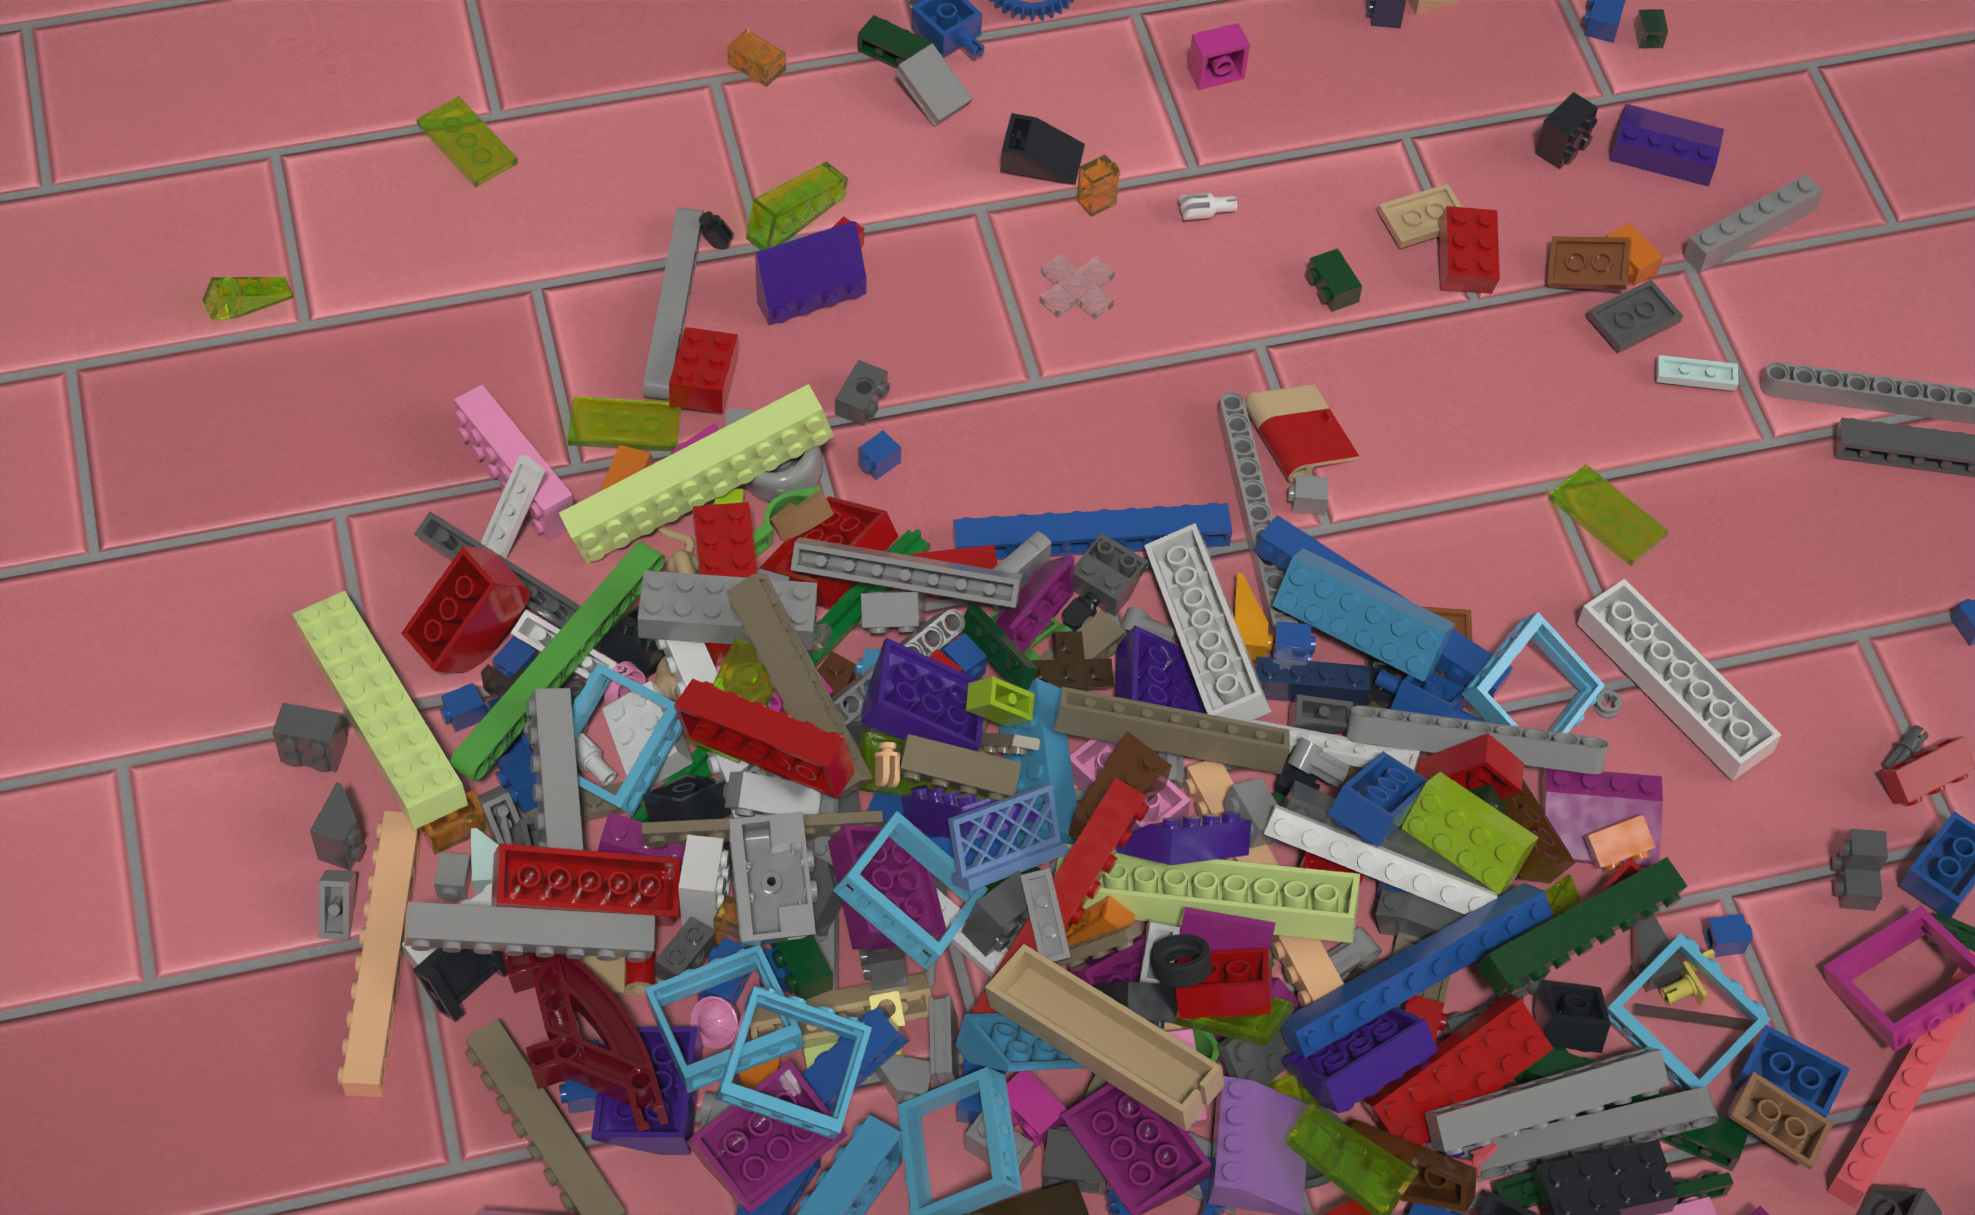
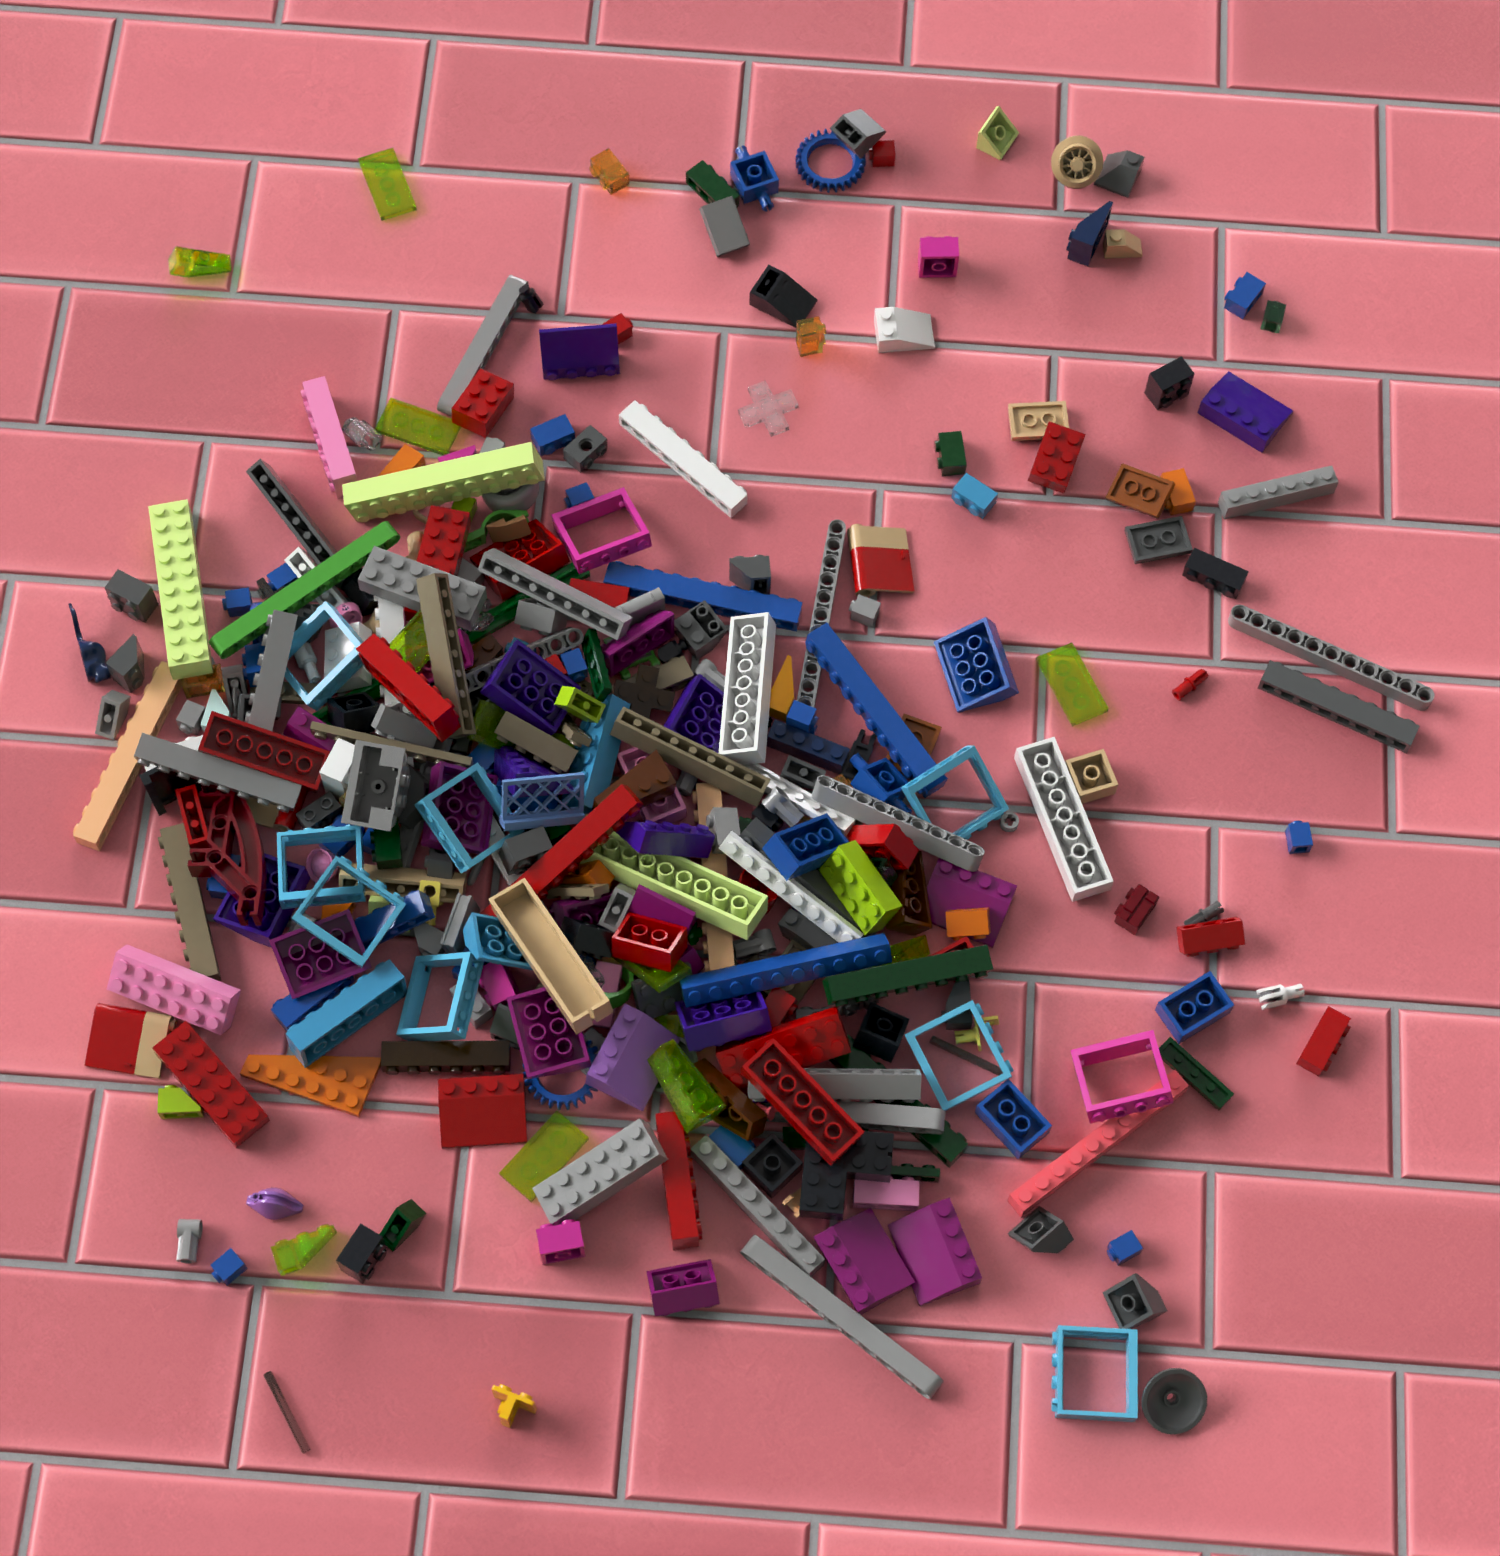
camera: 20 degrees right, 10 degrees up
(276, 830) = (92, 654): none -> dark blue animal
(467, 611) = (257, 538): red brick -> none
(508, 1006) = (193, 816): none -> red brick
(513, 505) = (314, 471): white plate -> none
(556, 446) = (361, 433): none -> clear brick
(794, 205) = (592, 294): clear neon green wedge -> none
(820, 375) = (552, 435): none -> blue brick
(887, 765) = (485, 721): light nougat arm -> none
(909, 458) = (591, 510): none -> dark pink window
(995, 372) = (683, 458): none -> white brick
(1046, 915) = (547, 863): light grey plate -> none
(1147, 484) = (751, 573): none -> dark grey slope
(1182, 974) = (623, 909): black tyre -> none
(1205, 205) = (882, 371): white arm -> none
(1206, 153) = (902, 330): none -> white slope
(1363, 614) = (854, 712): dark azure brick -> none
(1385, 322) = (974, 496): none -> dark azure brick
(1479, 524) = (976, 666): none -> blue slope
(1528, 1130) = (802, 1101): none -> red brick
(1693, 613) = (1092, 776): none -> tan brick
(1697, 373) = (1184, 596): light aqua plate -> none
(1723, 336) = (1215, 573): none -> black brick
(1727, 935) = (1016, 1008): blue brick -> none
(1753, 475) = (1190, 684): none -> red axle
(1780, 1119) = (987, 1146): medium nougat slope -> none
(1819, 765) = (1136, 909): none -> dark red brick
(1859, 868) = (1129, 987): dark grey brick -> none

